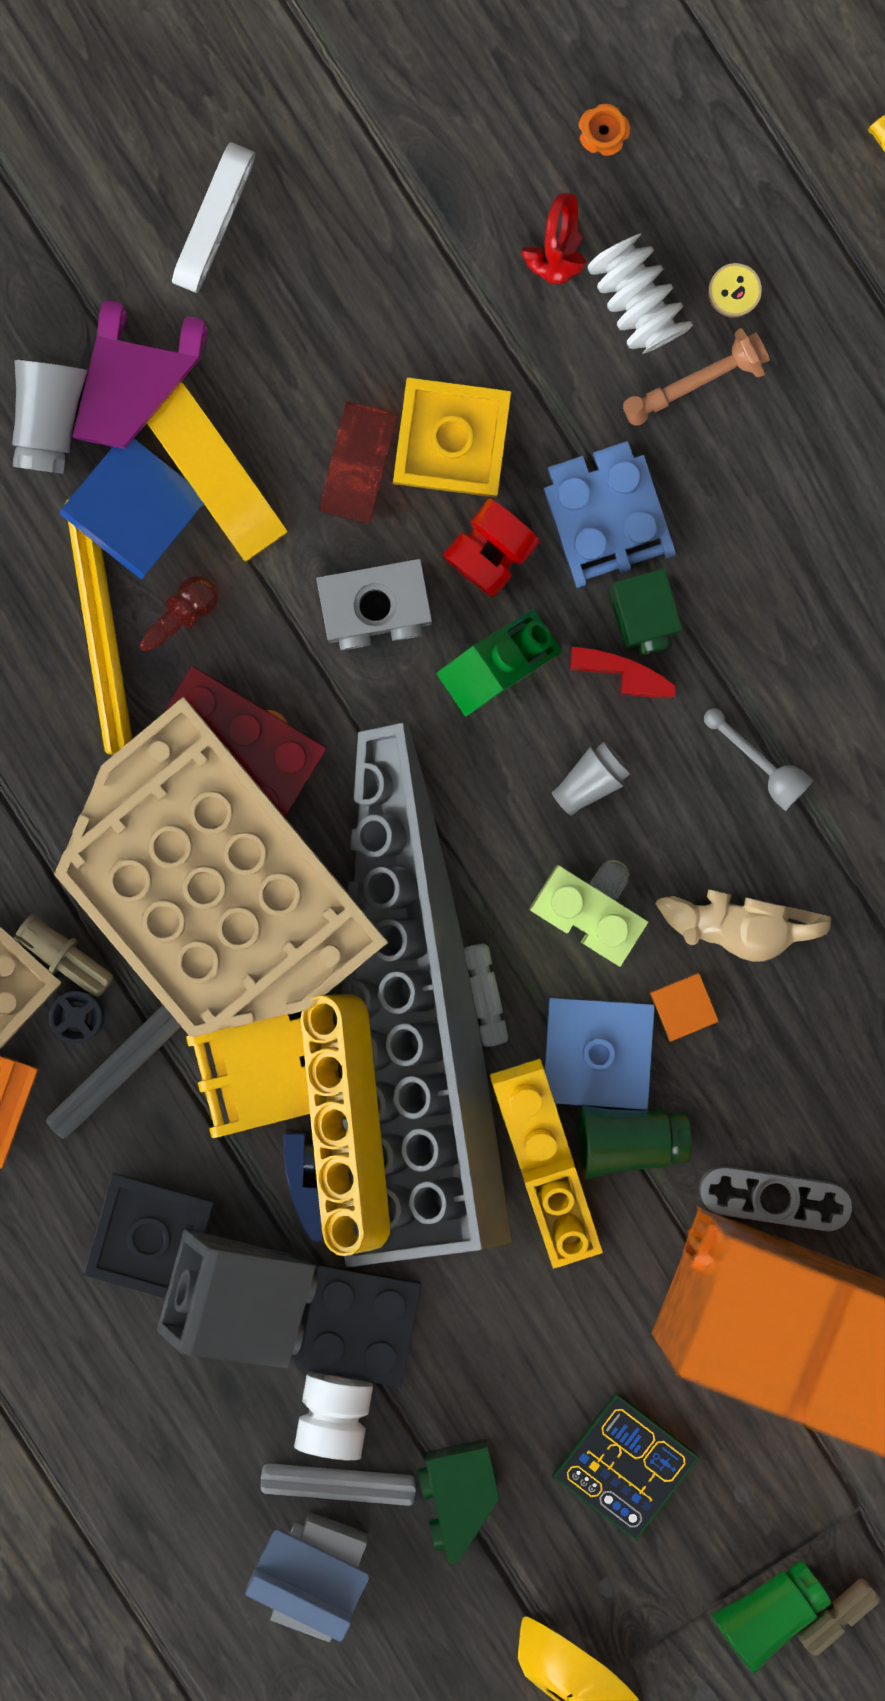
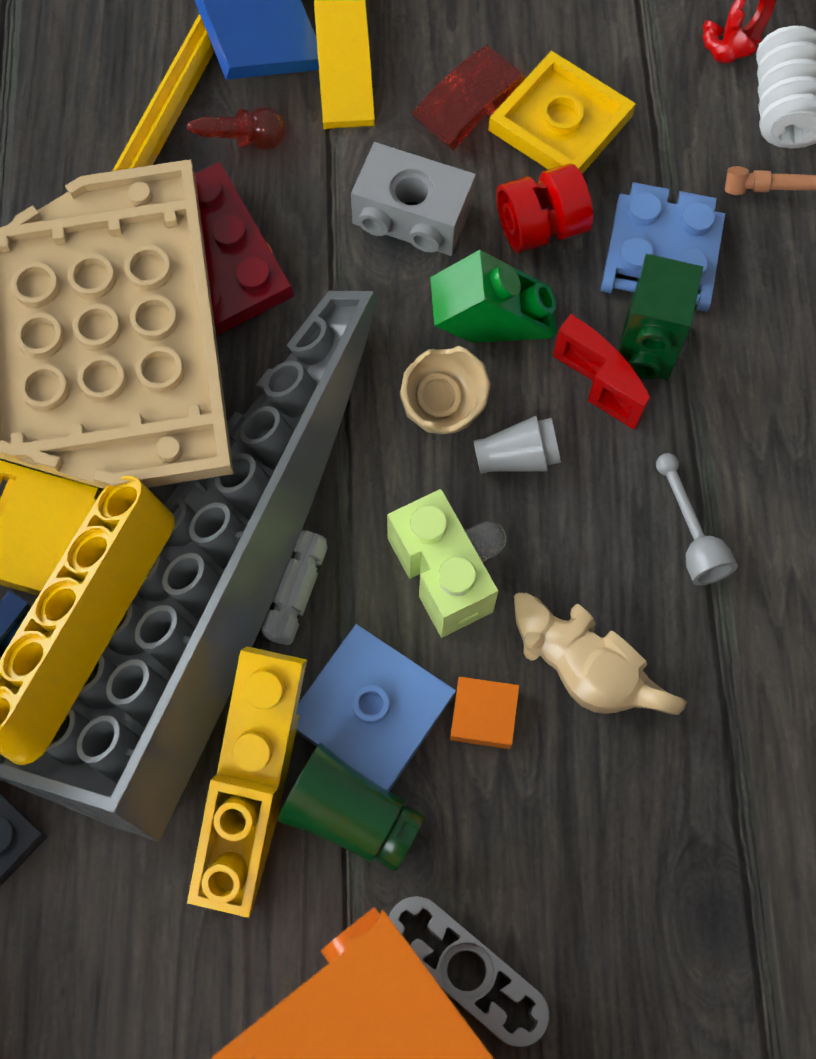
camera: 30 degrees right, 20 degrees down
(506, 768) = (445, 390): none -> tan hair

